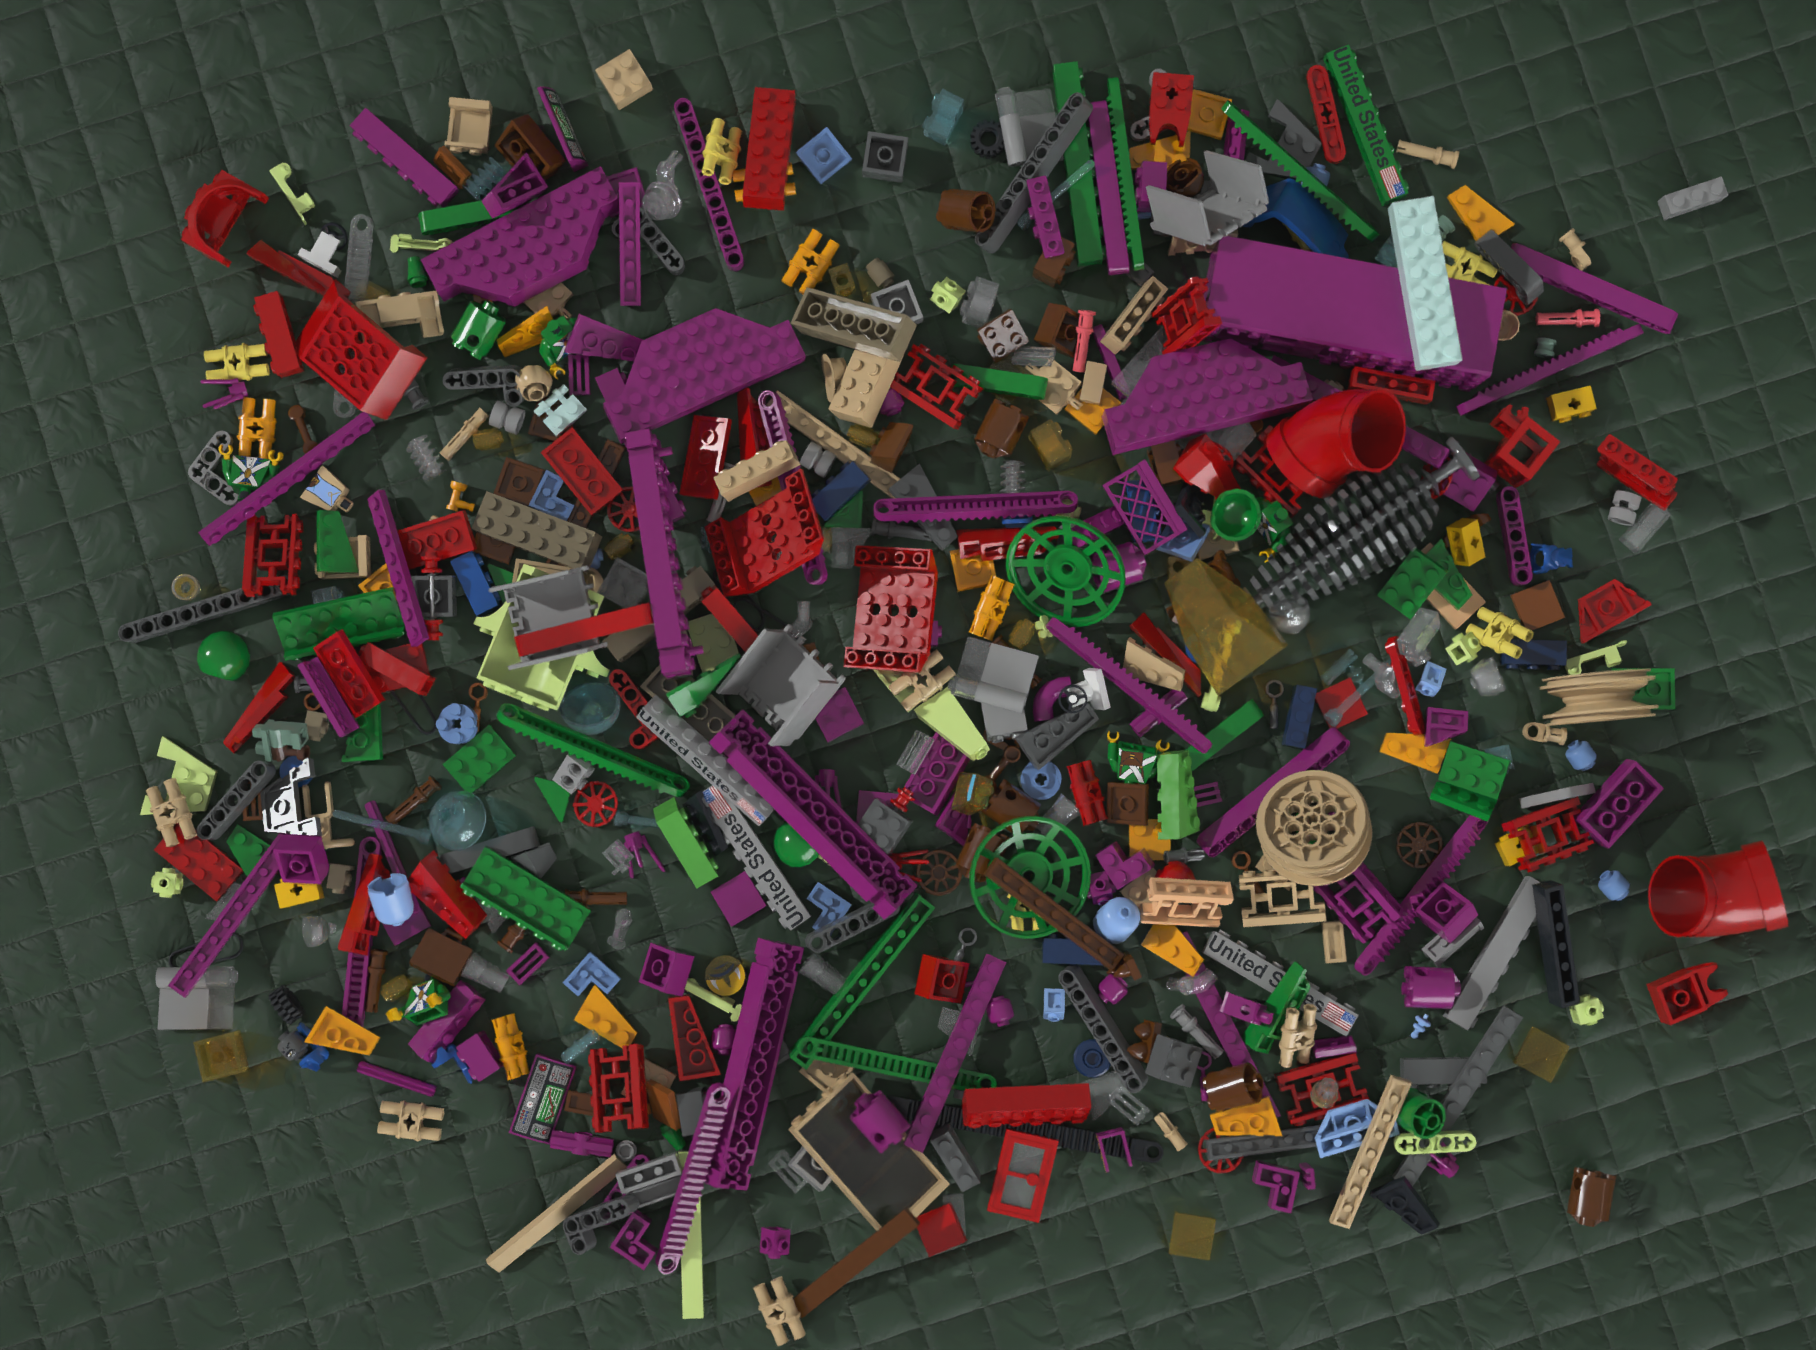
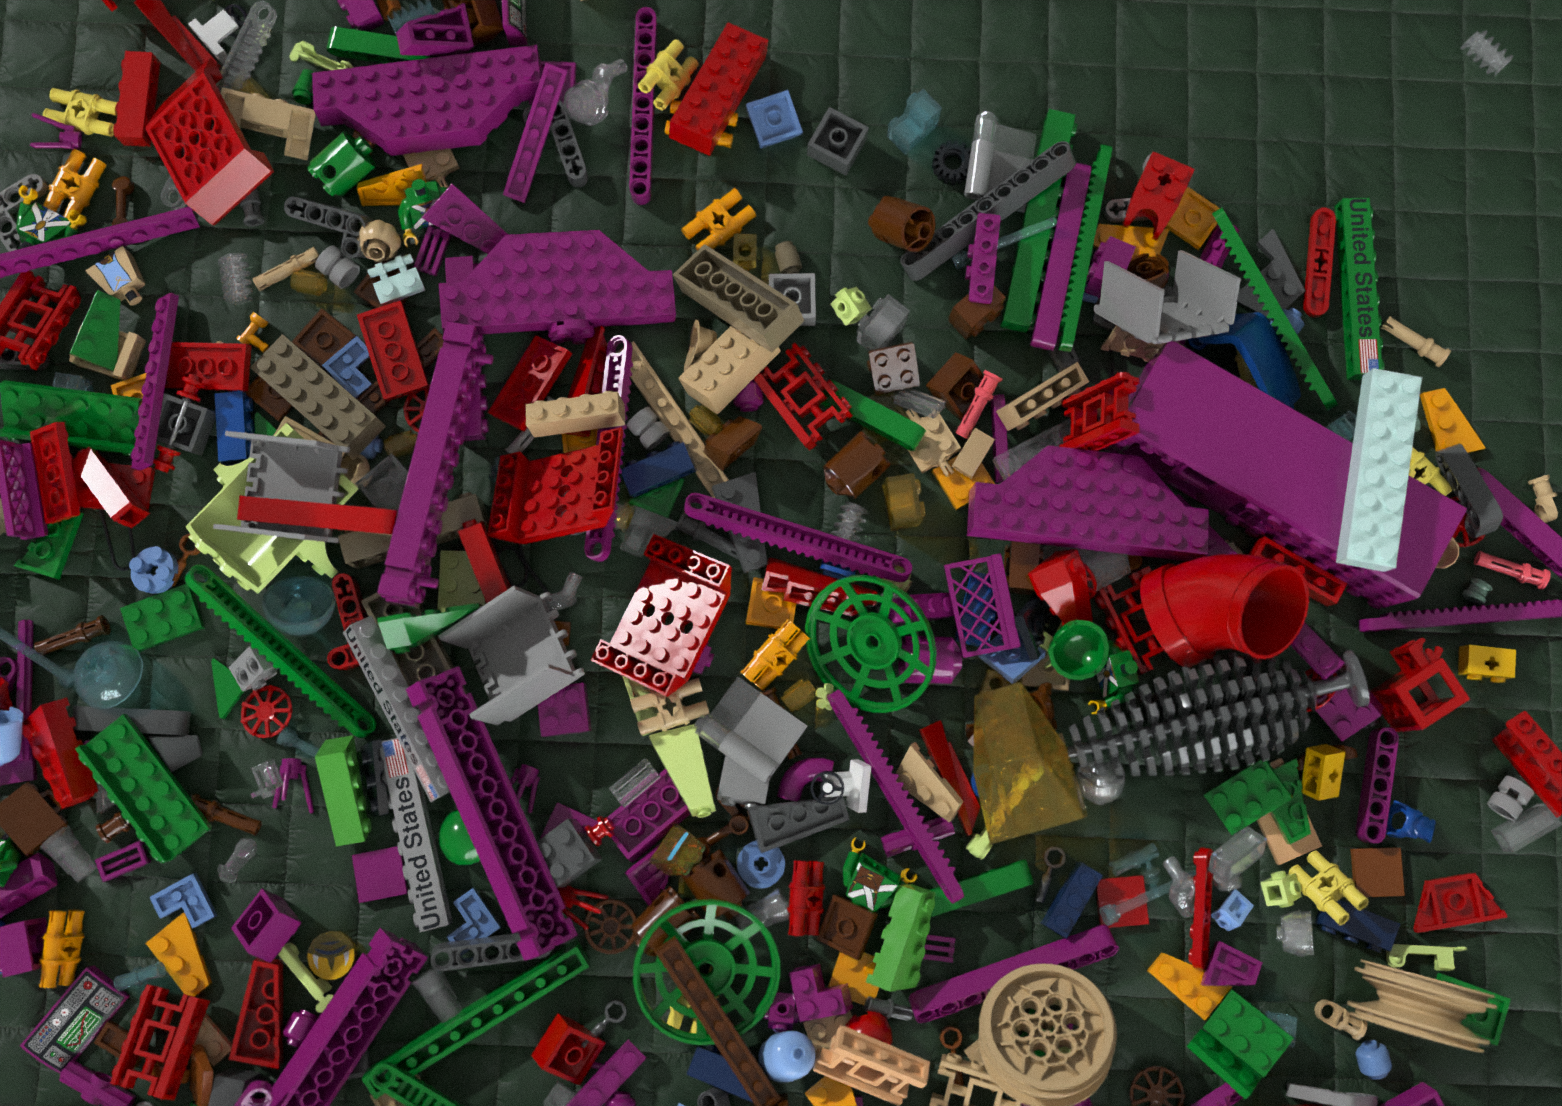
camera: 15 degrees right, 5 degrees down
(725, 400) = (572, 330): none -> magenta plate

